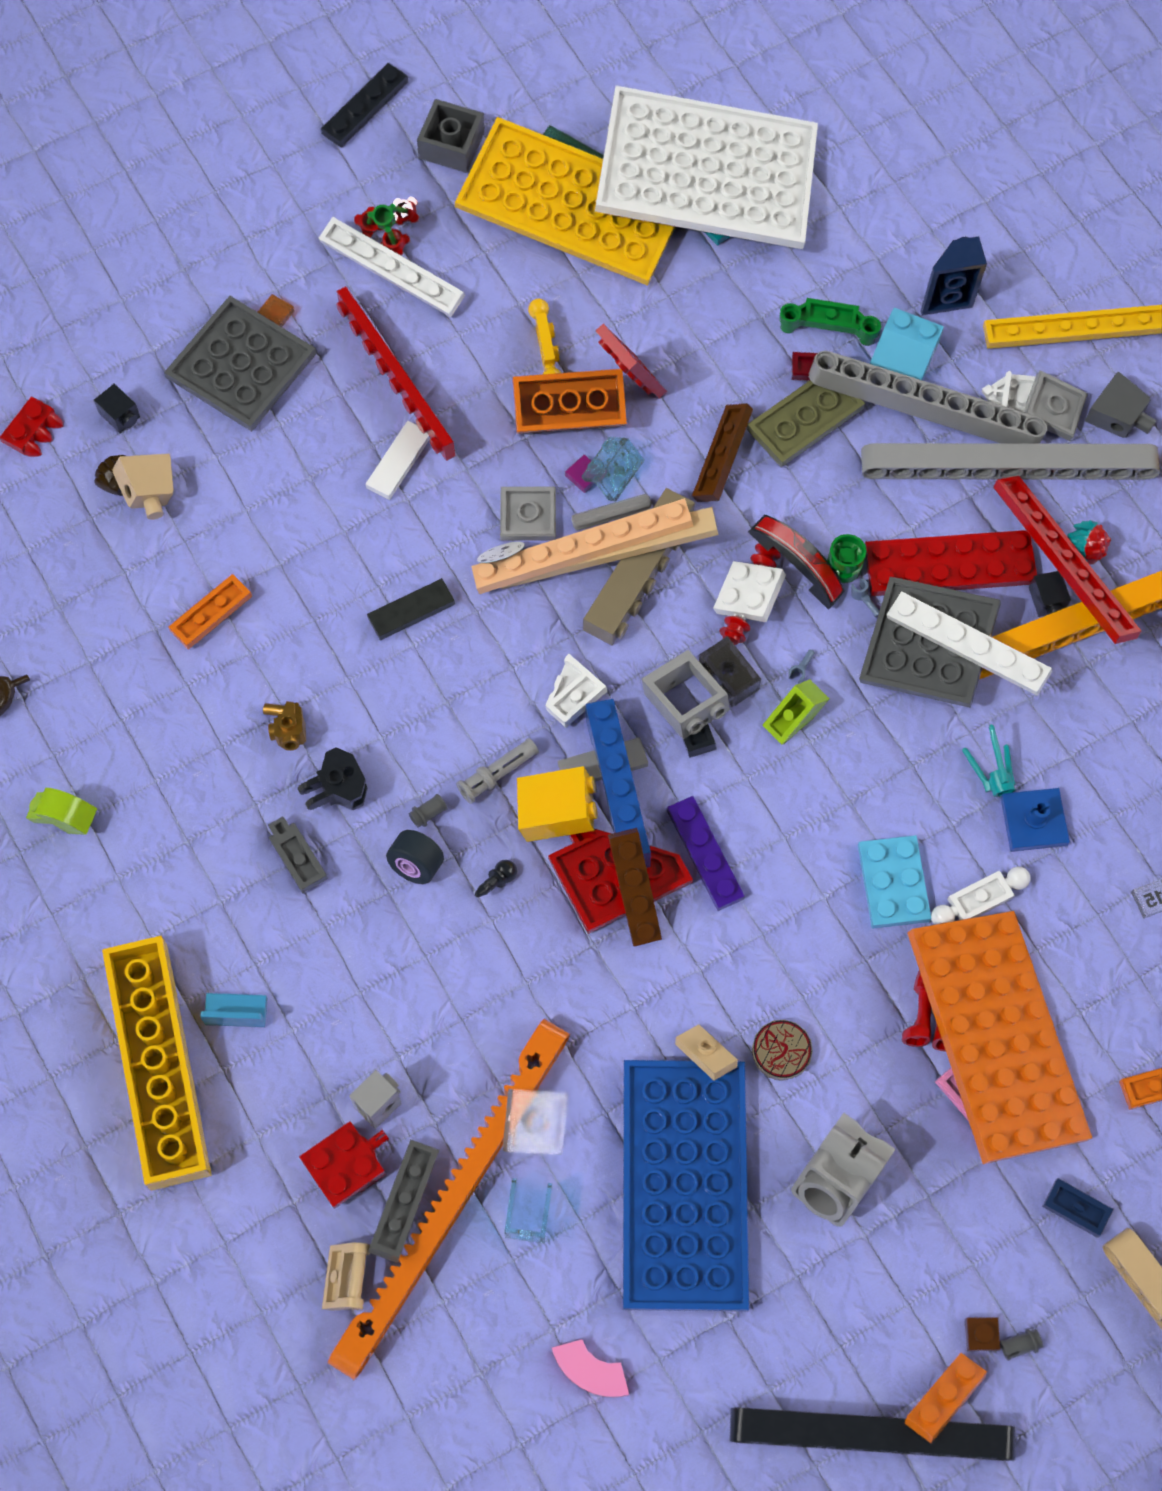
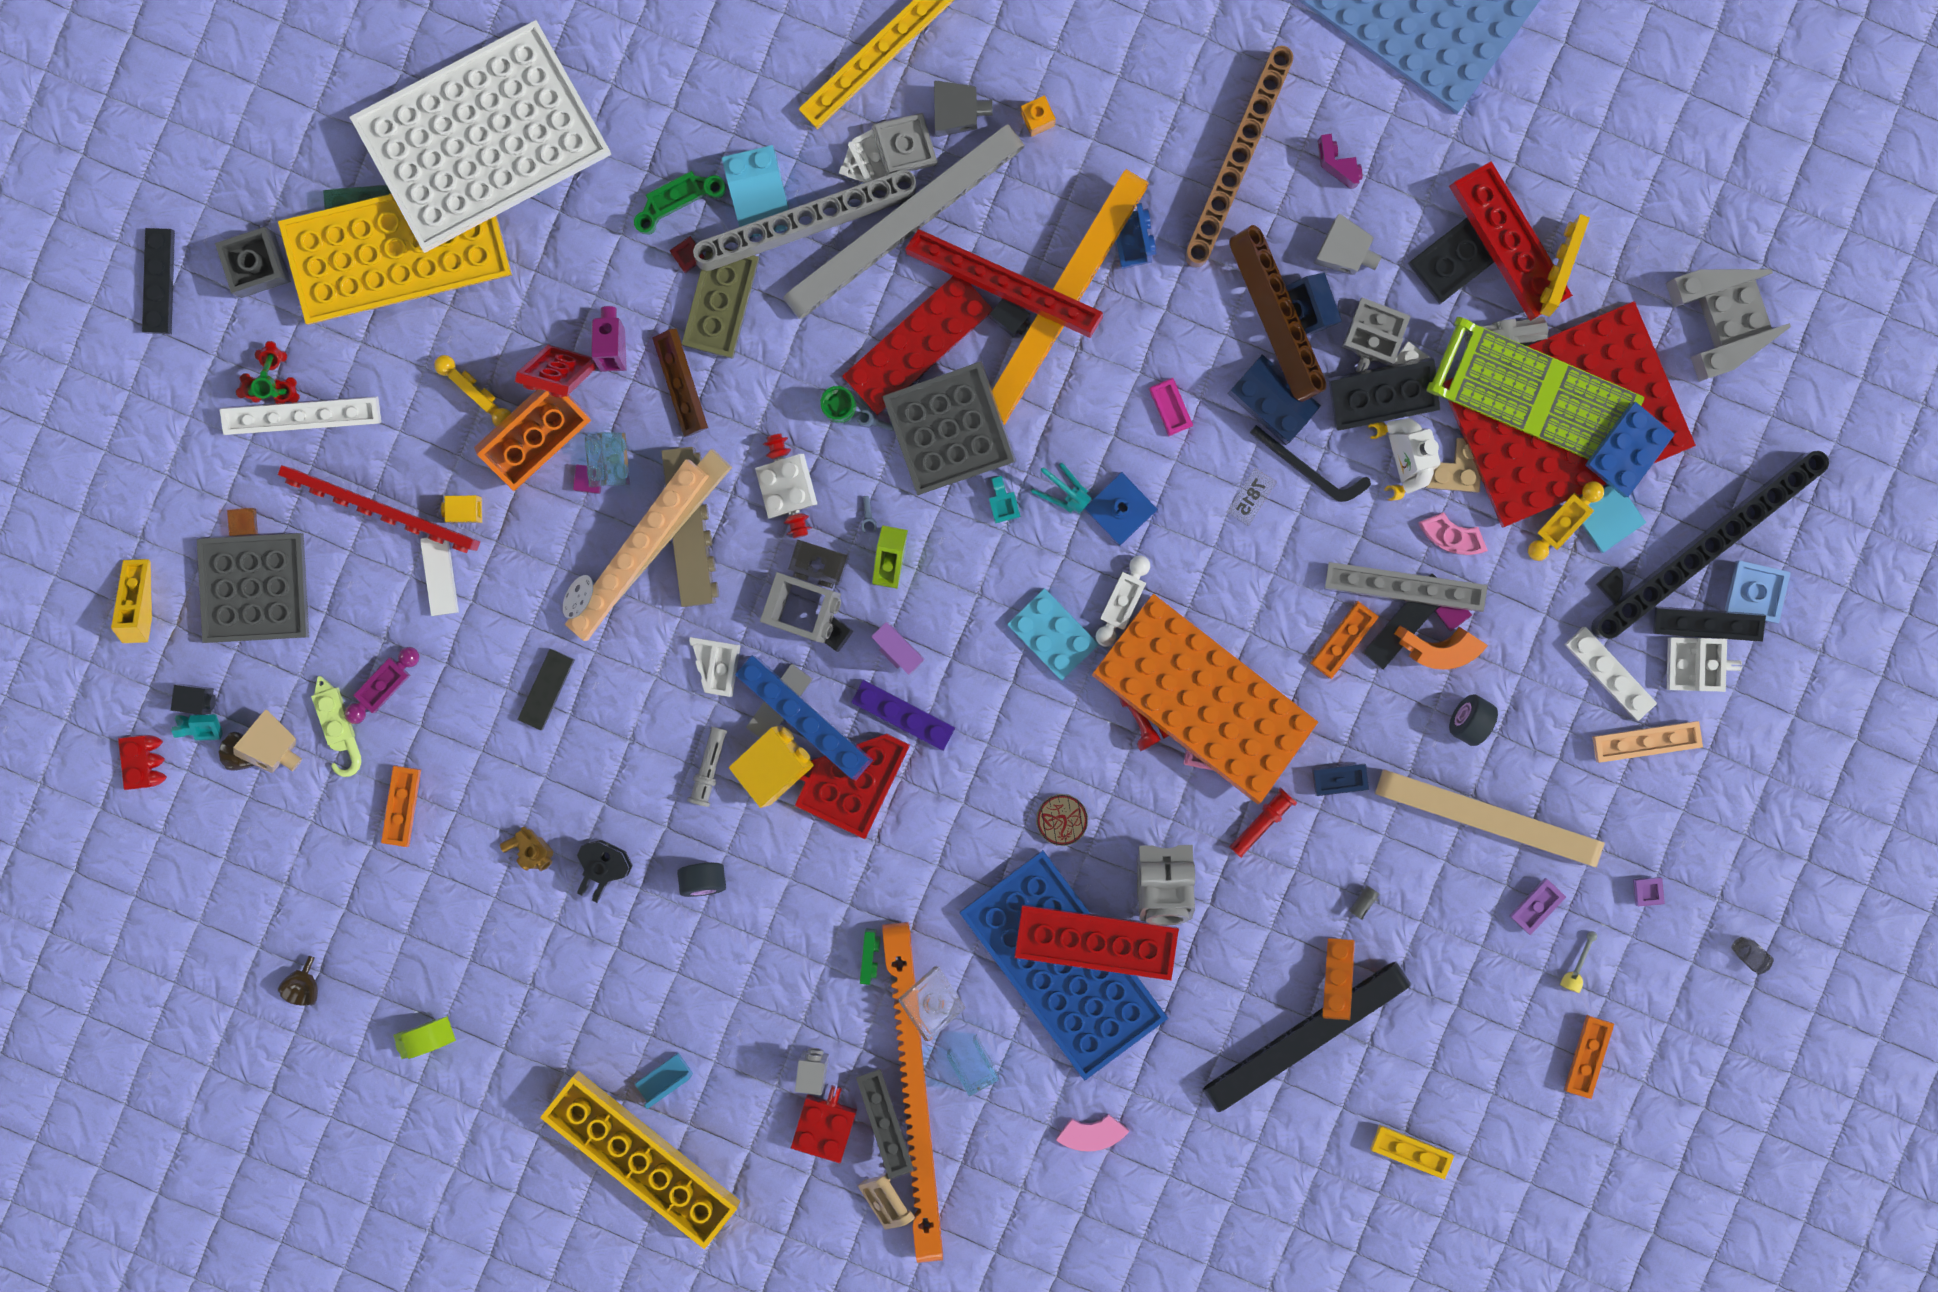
camera: 30 degrees left, 20 degrees up
(104, 433) = (200, 726): none -> teal plate
(136, 307) = (133, 602): none -> yellow slope
(213, 512) = (336, 728): none -> yellowish green plate
(278, 507) = (381, 685): none -> magenta plate
(296, 854) = (615, 939): dark grey hinge -> none
(427, 811) = (682, 836): dark grey pin -> none
(462, 422) = (462, 509): none -> yellow brick
(501, 1048) = (868, 967): none -> green plate
(504, 872) = (772, 838): black bar -> none
(528, 513) = (571, 544): light grey tile -> none
(611, 512) = (633, 496): light grey axle -> none
(635, 887) = (875, 789): reddish brown plate -> none
(694, 372) = (609, 341): none -> magenta torso
(706, 1052) = (1012, 864): tan plate -> none
(734, 1181) = (1096, 942): none -> red plate
(747, 784) = (897, 649): none -> medium lavender piece
(802, 555) = (803, 431): slope -> none
(931, 739) = (1003, 504): none -> teal plate
(955, 277) = (751, 94): dark blue slope -> none
(969, 643) = (981, 414): white plate -> none
(982, 1334) = (1333, 914): reddish brown plate -> none
(986, 1190) = (1271, 813): none -> red pin
(1090, 540) = (1011, 250): piece -> none
(1142, 767) = (1170, 407): none -> dark pink tile

